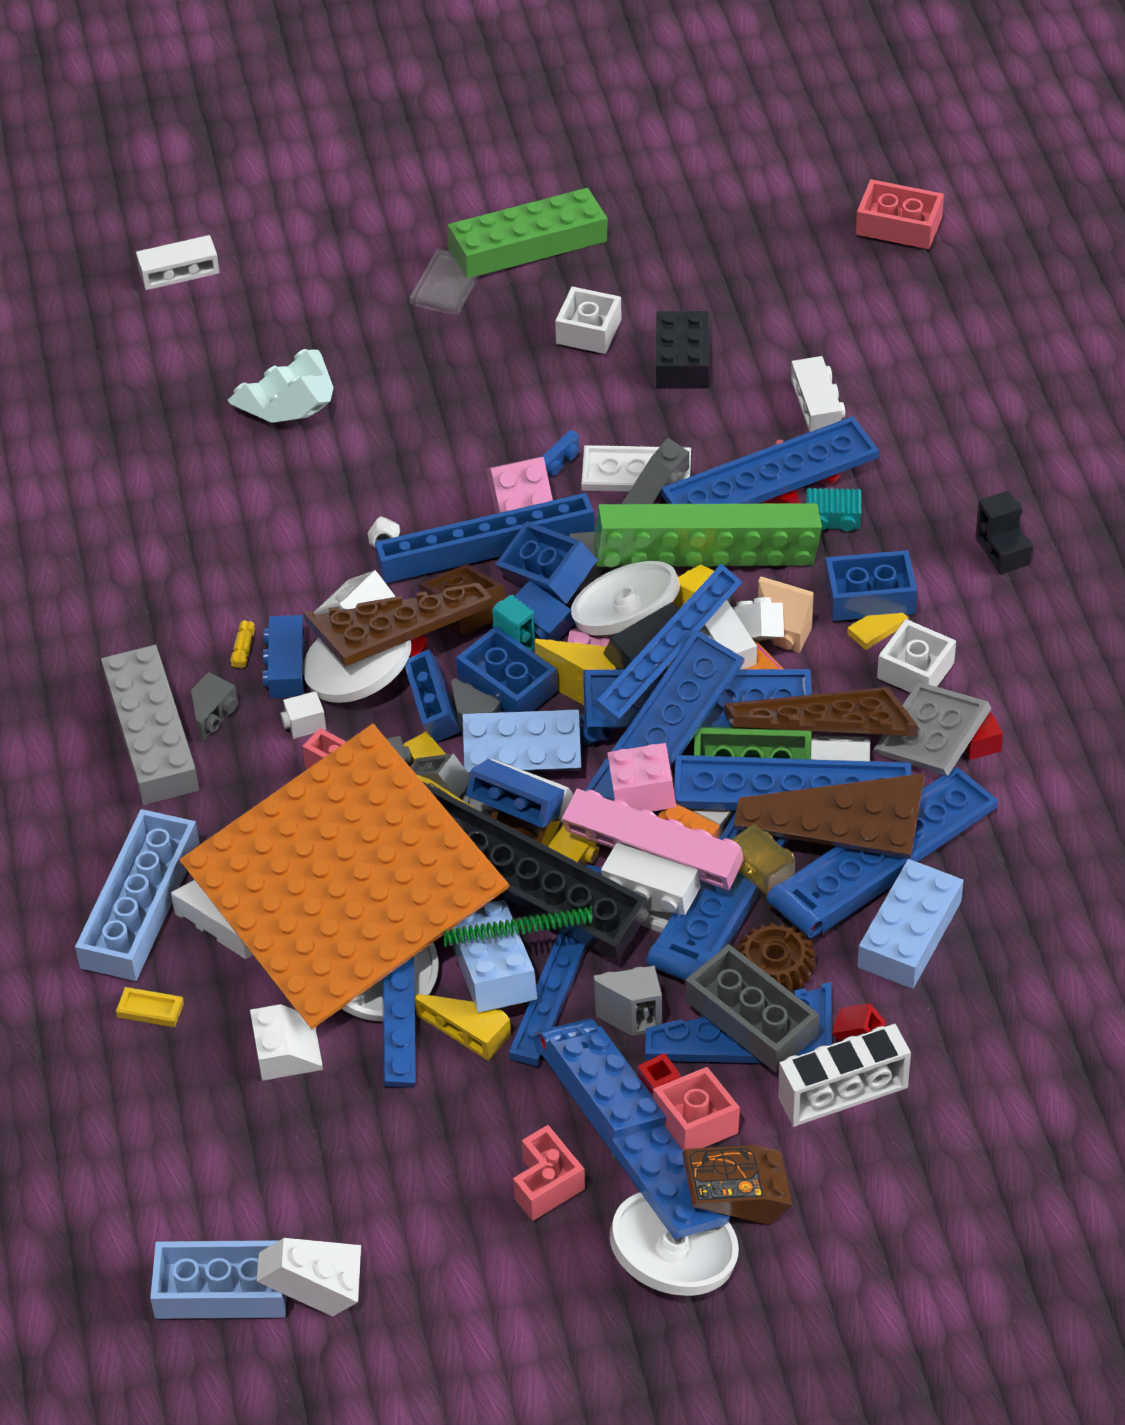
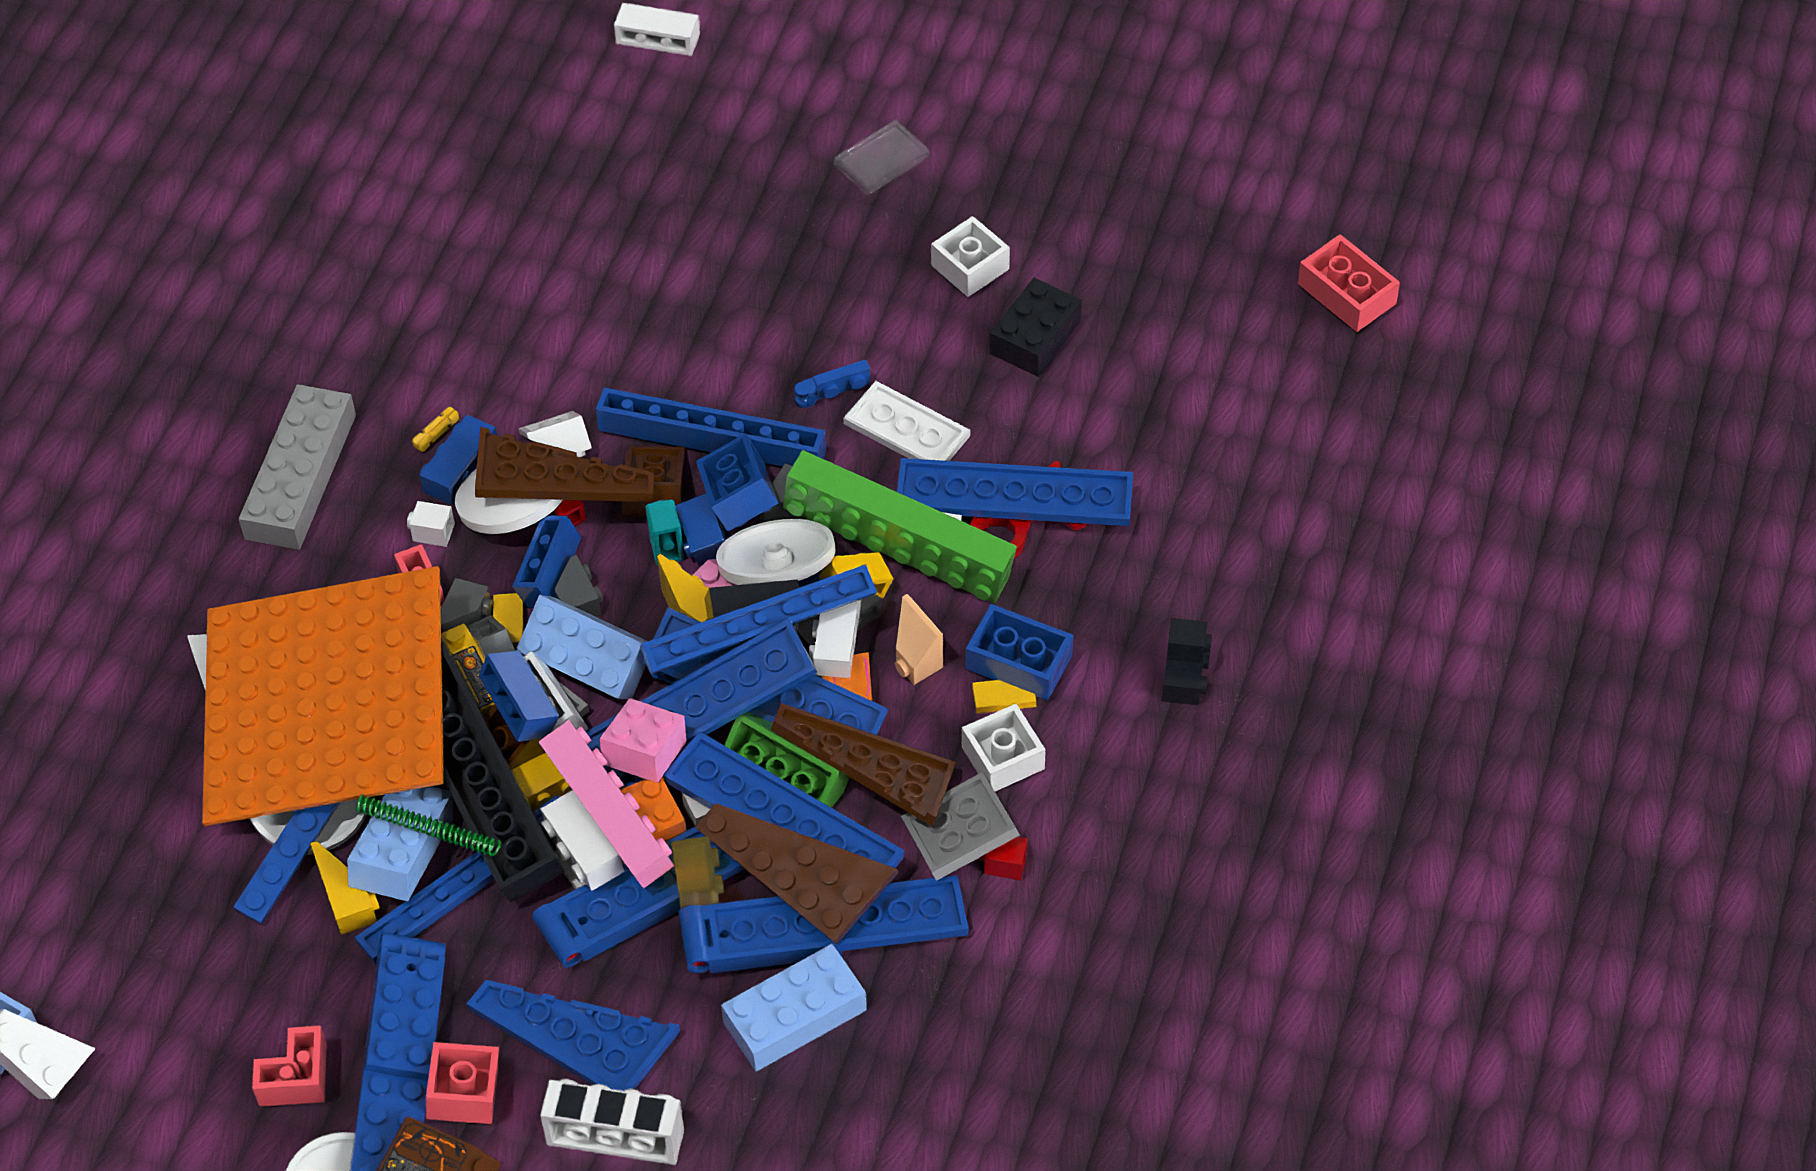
camera: 30 degrees right, 5 degrees up
(136, 895) = (157, 624): light blue brick -> none
(149, 1007) = (107, 731): yellow tile -> none
(212, 703) = (362, 473): dark grey slope -> none
(284, 1042) = (176, 825): white slope -> none
(287, 391) = (656, 201): light aqua brick -> none
(382, 530) = (630, 379): white rock -> none
(507, 671) = (627, 573): blue brick -> none
(519, 484) = (774, 393): bright pink brick -> none
(527, 232) = (983, 141): bright green brick -> none
(629, 999) = (490, 945): light grey slope -> none
(657, 1072) = (454, 1028): red brick -> none
(663, 468) = (915, 440): dark grey slope -> none
(752, 1007) = (577, 1012): dark grey brick -> none
(762, 618) = (879, 634): white brick -> none
(780, 953) = (652, 993): reddish brown gear -> none
(816, 392) = (1126, 431): white brick -> none
(837, 507) = (1050, 557): teal brick -> none
(840, 748) = (862, 805): white slope -> none
(856, 1021) = (666, 1078): red brick -> none

